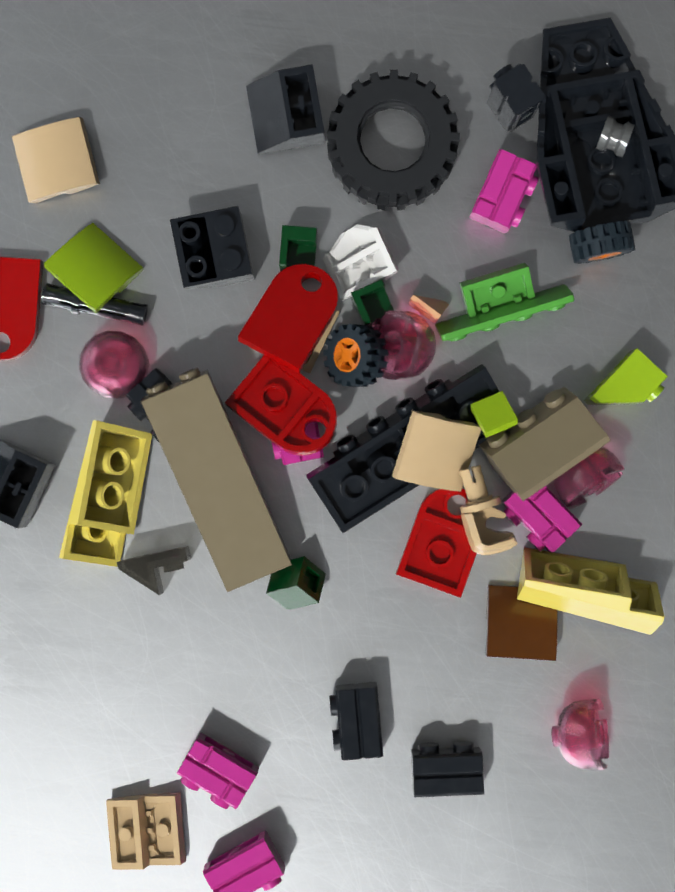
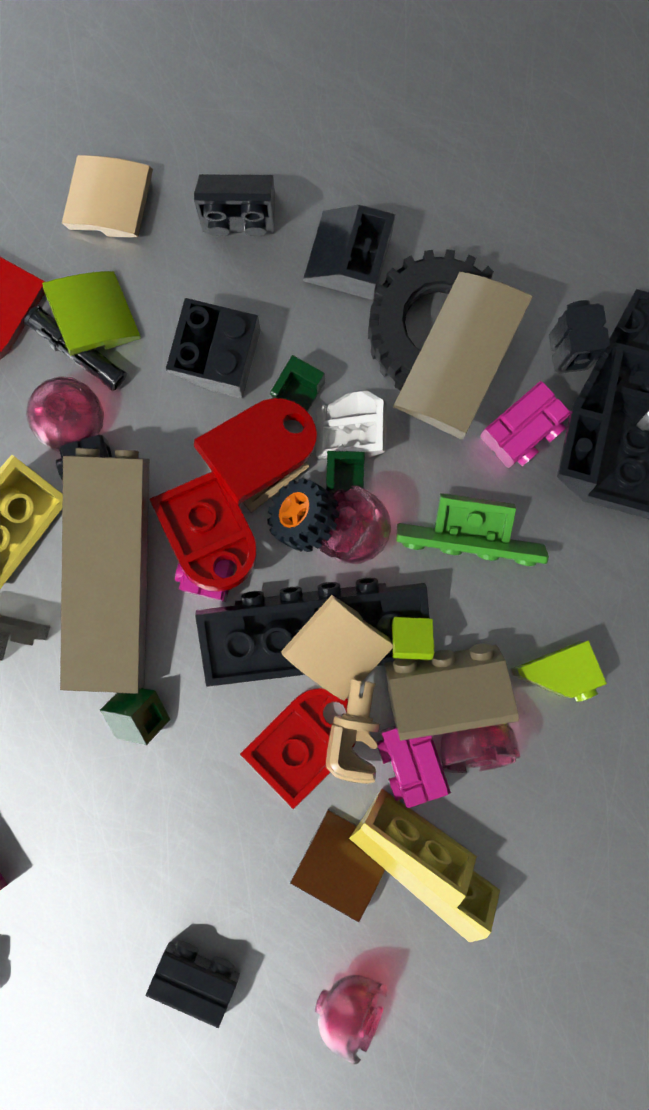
camera: 20 degrees right, 5 degrees down
(171, 115) = (235, 204): none -> black slope
(358, 721) = (128, 886): black brick -> none
(425, 158) = (462, 353): none -> dark tan slope
(428, 307) = (399, 503): slope -> none
(602, 242) = (601, 518): black wheel -> none

